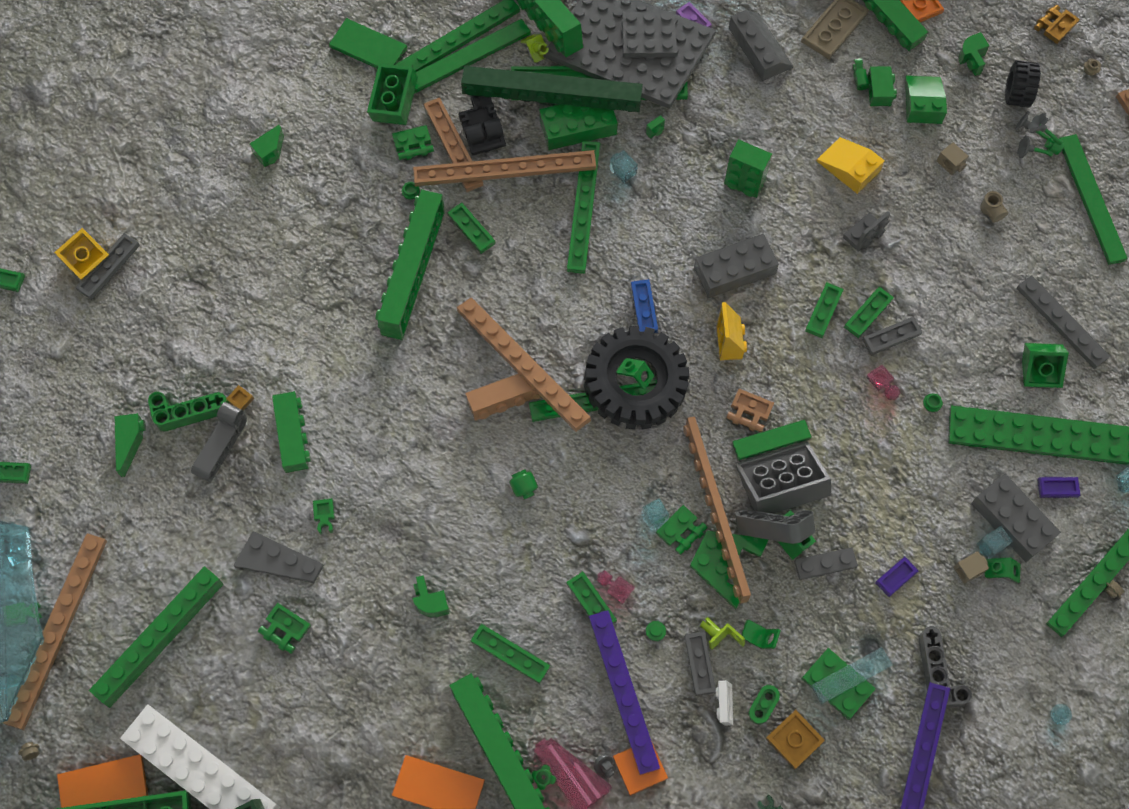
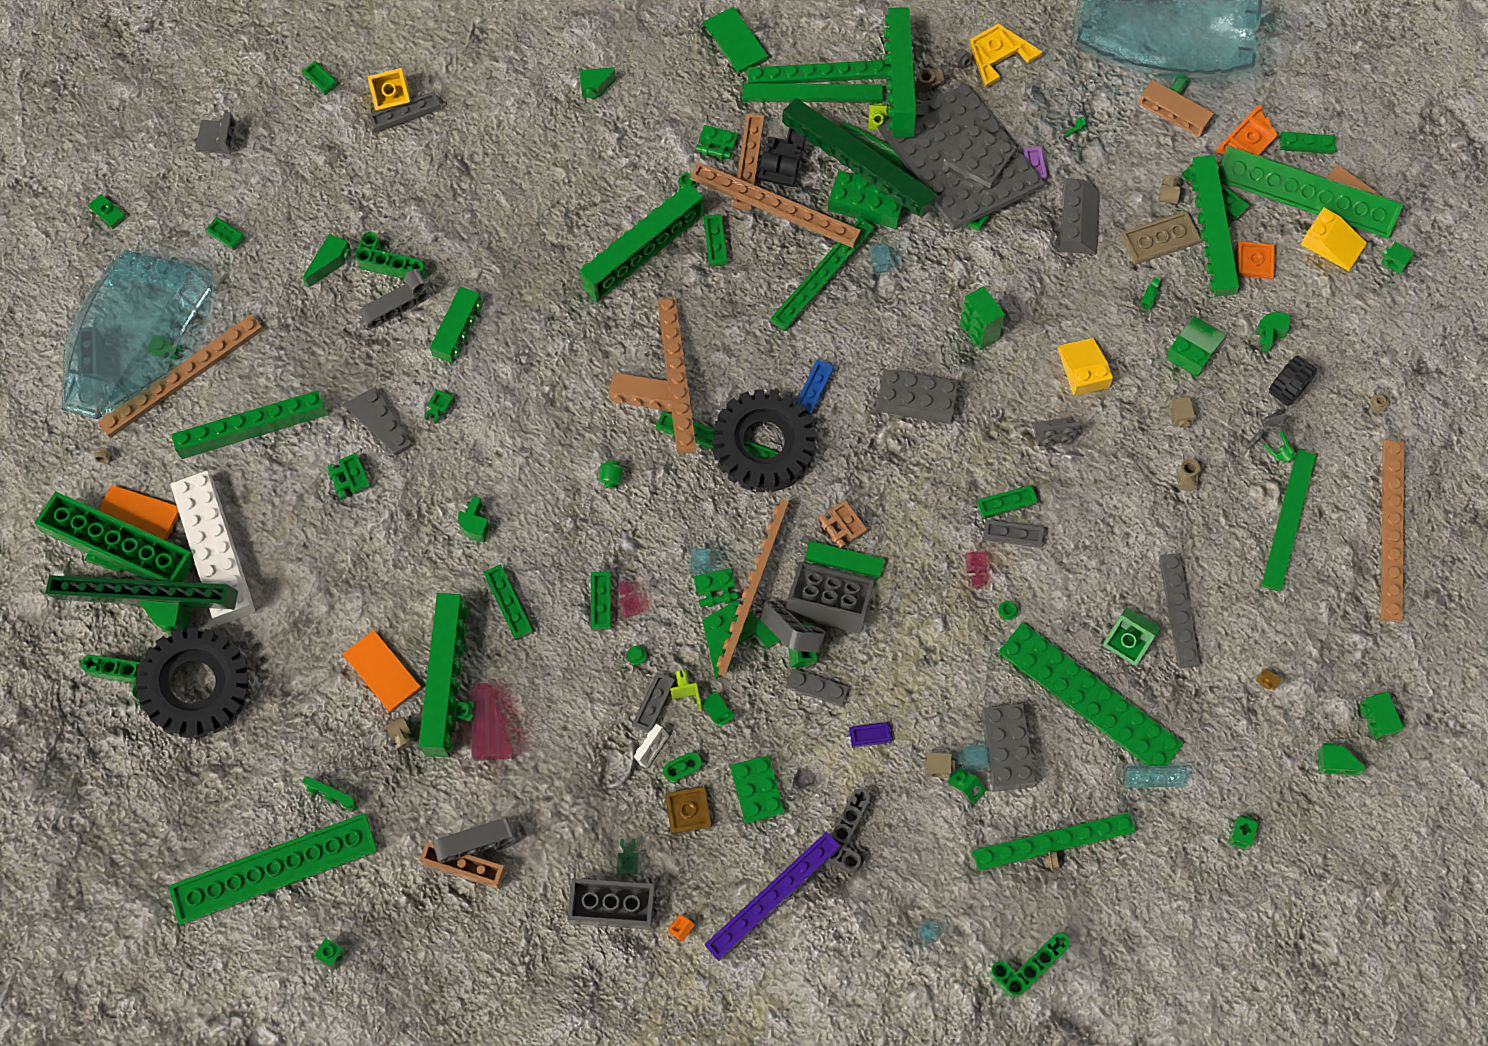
camera: 35 degrees right, 0 degrees up
(240, 398) = (435, 275): pearl gold plate -> none
(392, 94) = (724, 91): green brick -> none
(604, 765) = (520, 733): dark grey plate -> none
(624, 693) = (574, 686): dark purple plate -> none
(629, 772) = (548, 754): orange tile -> none
(635, 368) = (761, 429): green bracket -> none
(655, 127) = (932, 240): green plate -> none
(730, 334) = (868, 449): yellow slope -> none
(824, 310) = (968, 477): green plate -> none
(851, 675) = (769, 788): clear light blue tile -> none
(881, 86) = (1162, 312): green brick -> none
(1058, 487) = (1068, 747): dark purple tile -> none
(1062, 25) = (1375, 350): pearl gold plate -> none

